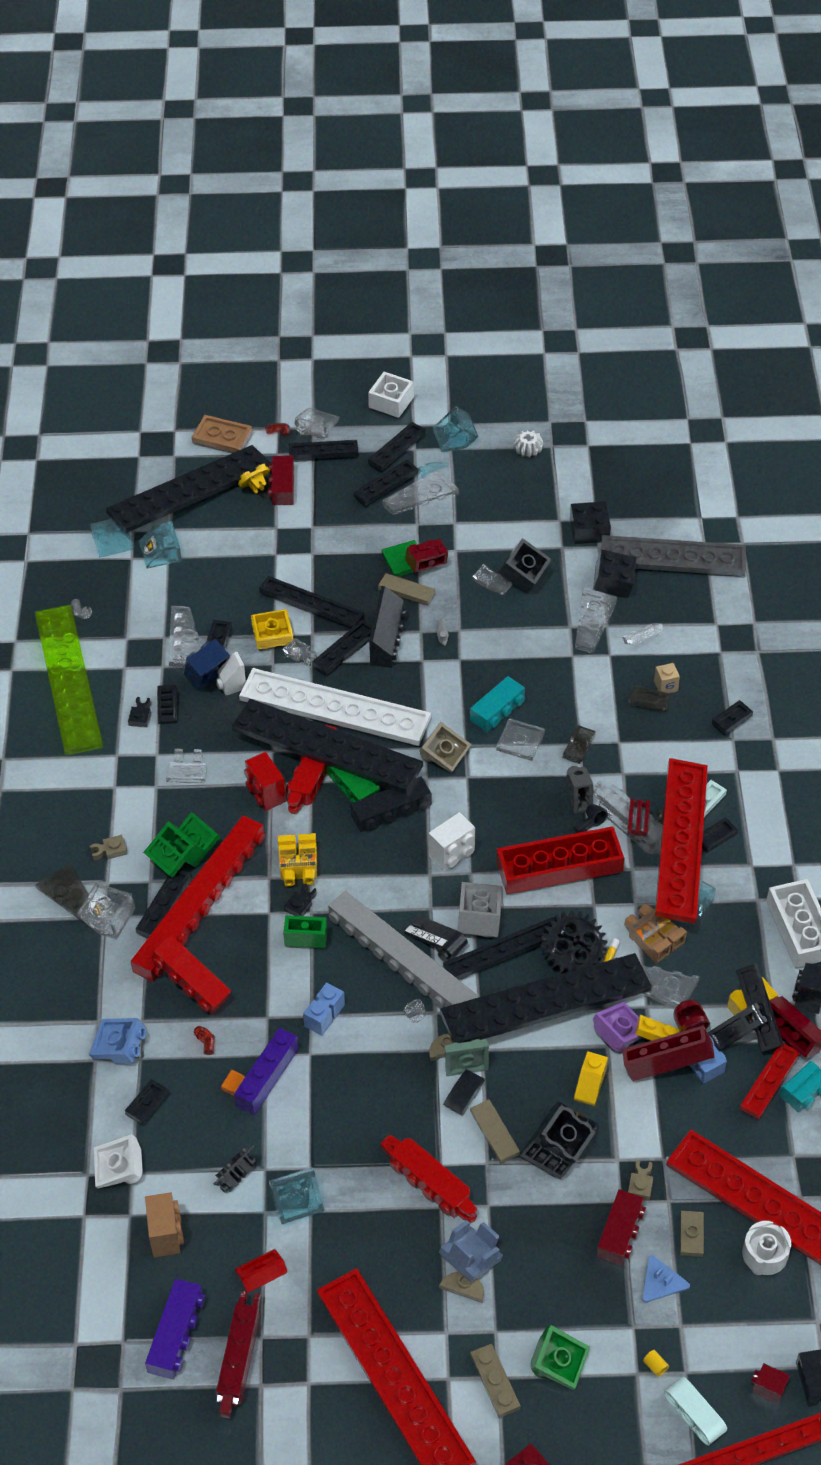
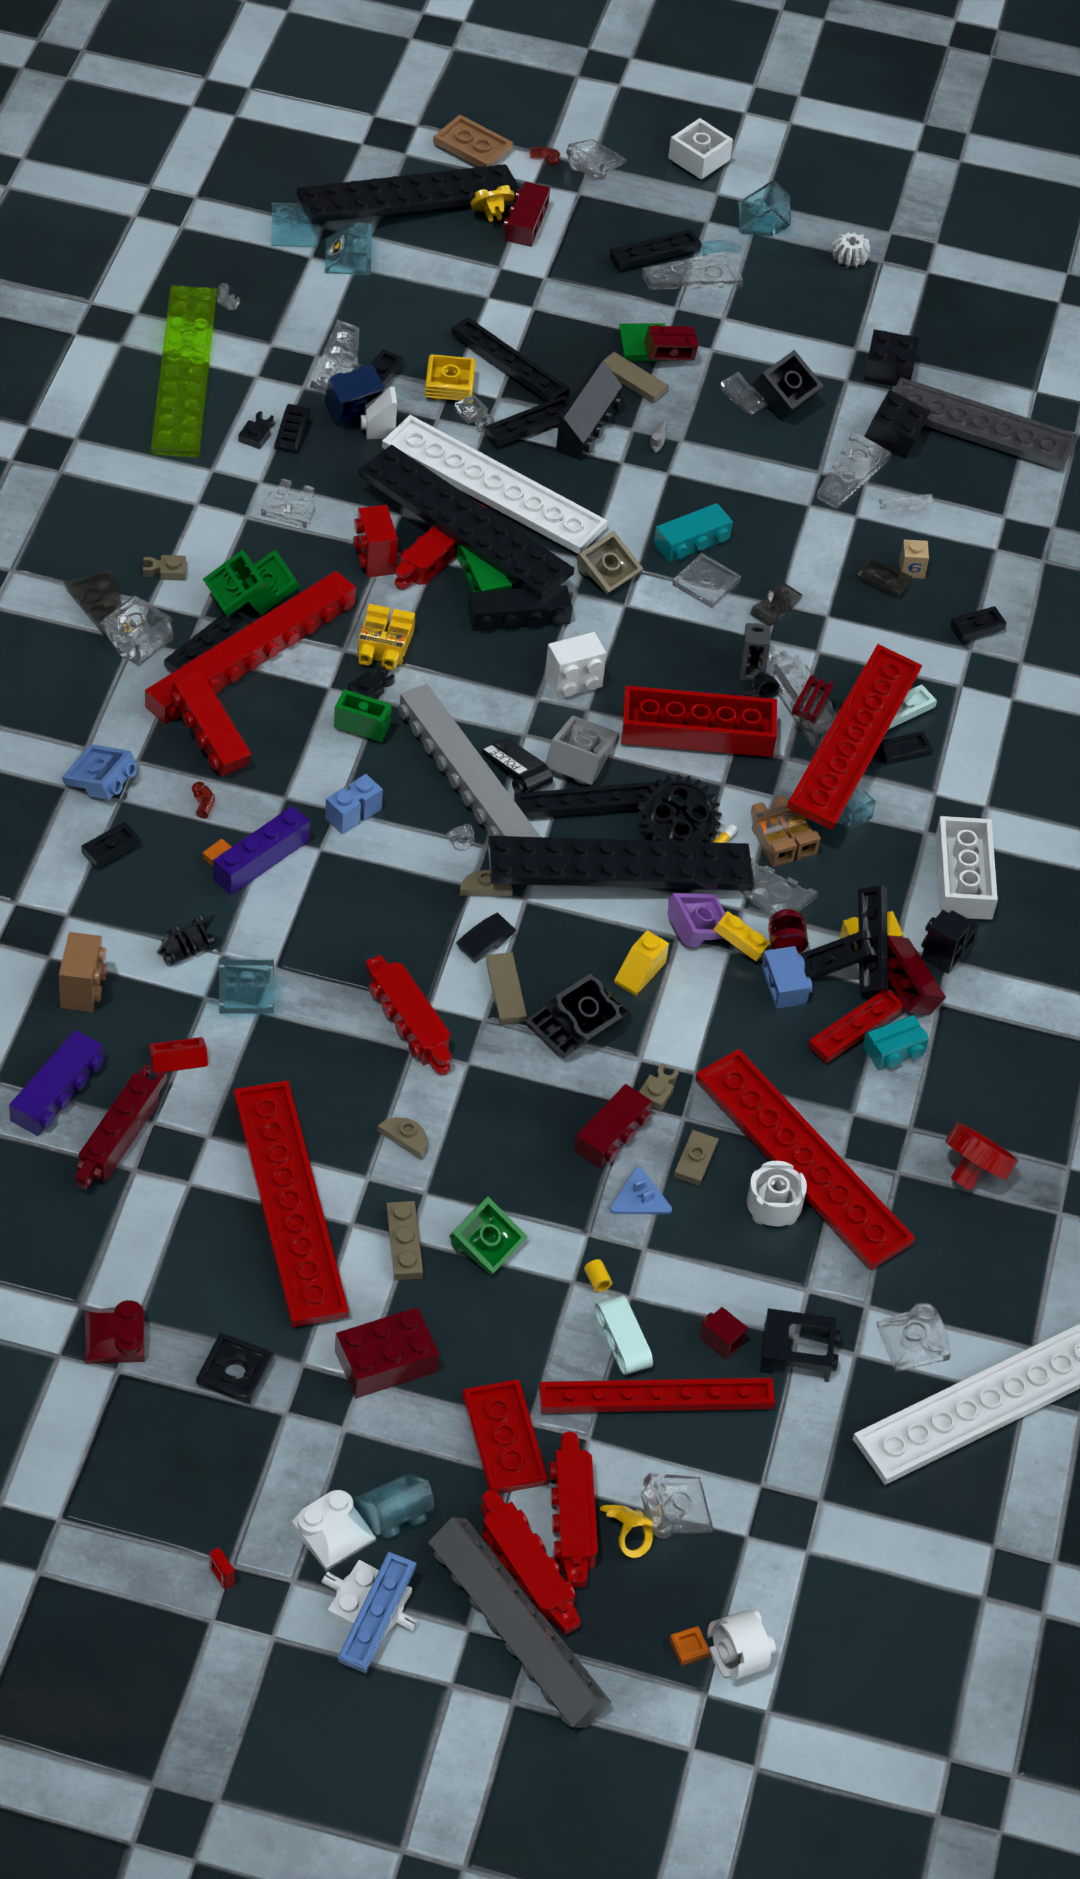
camera: 10 degrees right, 0 degrees up
(118, 1162) = (54, 896): white slope -> none
(324, 449) = (592, 192): black plate -> none
(396, 446) = (684, 211): black plate -> none
(466, 1055) = (501, 895): sand green plate -> none
(472, 1250) = (427, 1099): sand blue panel -> none
(668, 1053) = (742, 957): dark red brick -> none

